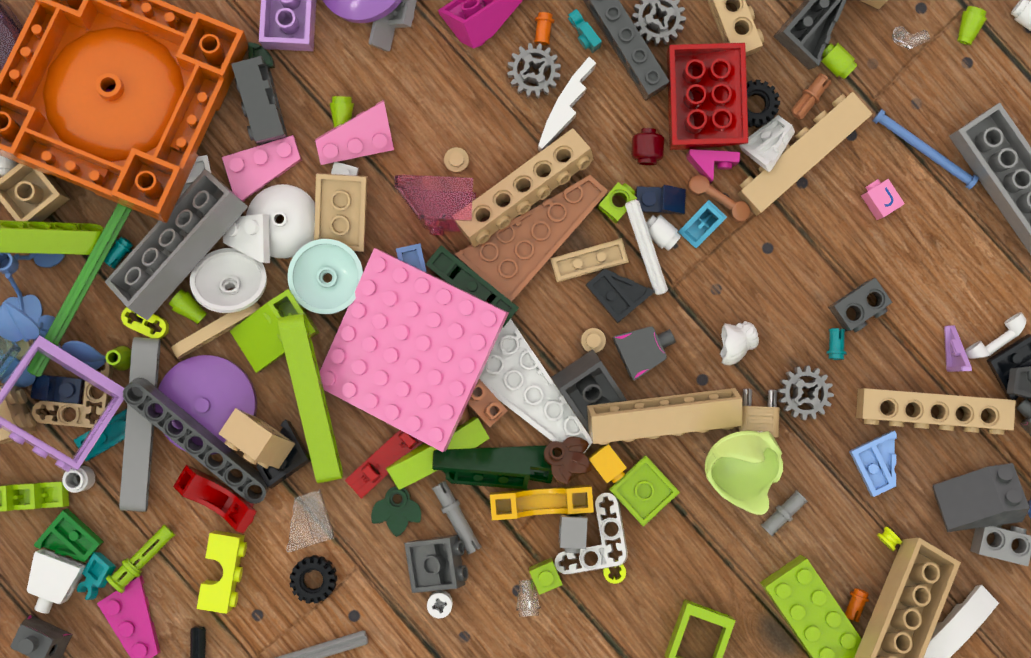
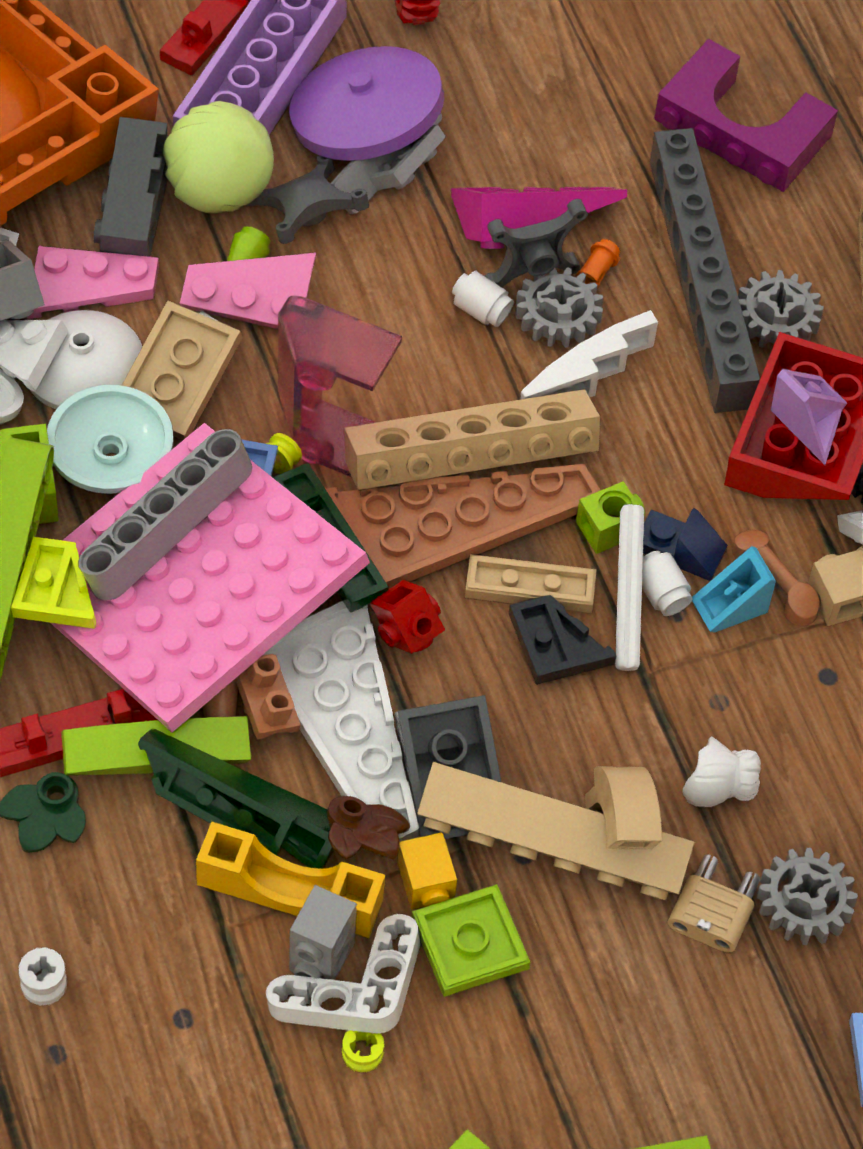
camera: 20 degrees right, 30 degrees down
(299, 60) = (218, 157): none -> yellowish green piece
(342, 389) = (53, 586): none -> neon yellow wing
(359, 59) = (309, 199): none -> dark grey piece
(374, 333) = (165, 514): none -> light grey beam
(422, 238) = (288, 452): none -> neon yellow bush
(436, 564) = (69, 908): dark grey plate -> none
(451, 508) = (137, 841): light grey pin -> none
(456, 159) = (392, 380): tan plate -> none
(488, 83) = (482, 298): none -> white brick
(508, 44) = (536, 246): none -> dark grey piece
(527, 599) = (192, 1032): clear cone -> none
(535, 318) = (407, 617): none -> red brick
(545, 576) = (242, 998): lime brick -> none
(587, 36) = (661, 293): teal plate -> none
(593, 339) = (491, 686): tan plate -> none
(642, 349) = (560, 730): dark grey torso -> none
(647, 147) = (690, 461): dark red head -> none
(702, 397) = (628, 806): none -> tan arch
(705, 160) = (779, 512): dark pink slope -> none
(709, 97) = (808, 409): none -> lavender slope
(745, 468) = (657, 944): yellowish green piece -> none
(784, 513) = (697, 1069): light grey pin -> none

